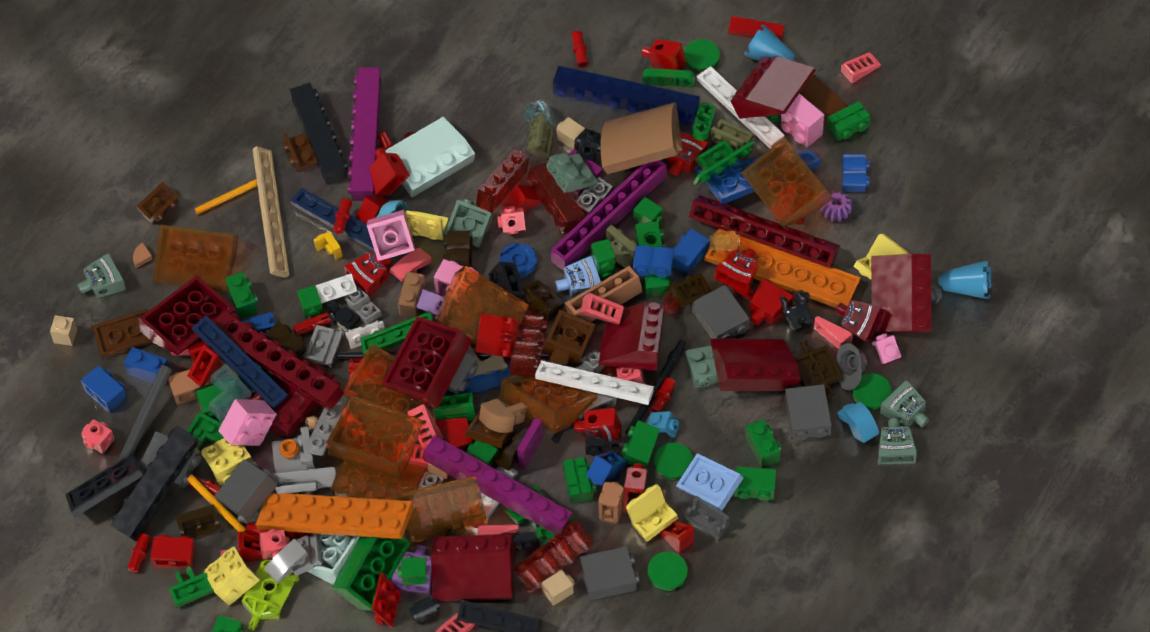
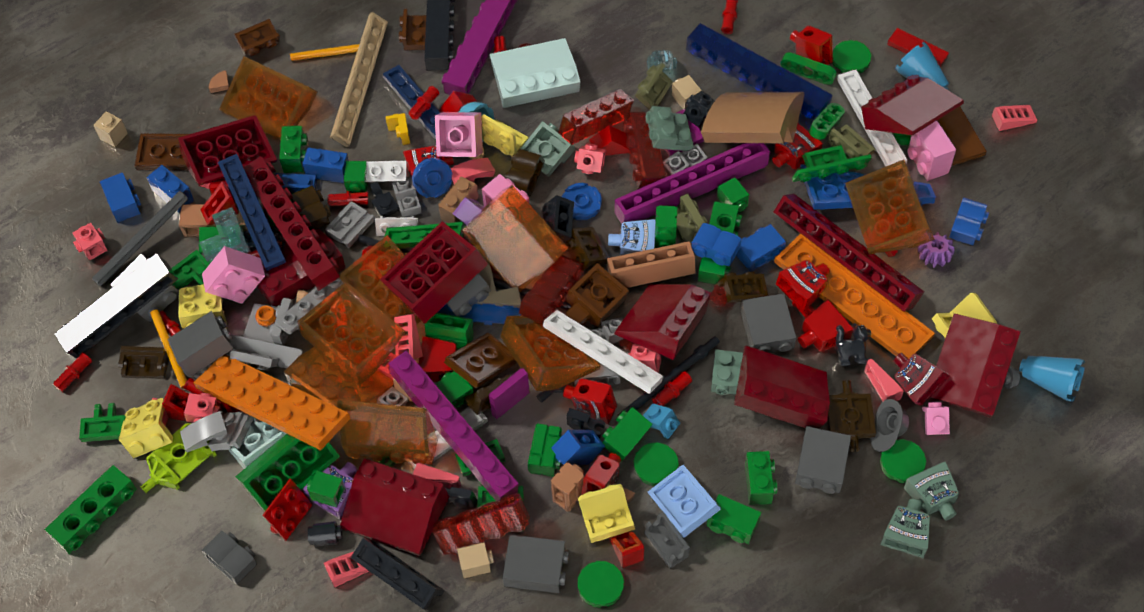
camera: 20 degrees right, 0 degrees up
(102, 278) = (171, 91): sand green torso -> none
(104, 485) = (68, 291): black tile -> none
(173, 552) = (104, 382): red brick -> none
(279, 299) = (325, 164): none -> blue brick
(380, 281) = (432, 177): none -> blue tile
(387, 172) = (485, 74): red torso -> none
(496, 335) = (520, 268): red hinge -> none
(502, 418) = (488, 356): medium nougat brick -> none
(587, 301) = (639, 265): coral slope -> none
(724, 241) = (799, 247): clear yellow brick -> none
(848, 121) = (981, 167): green brick -> none
(860, 421) = (876, 489): dark azure brick -> none

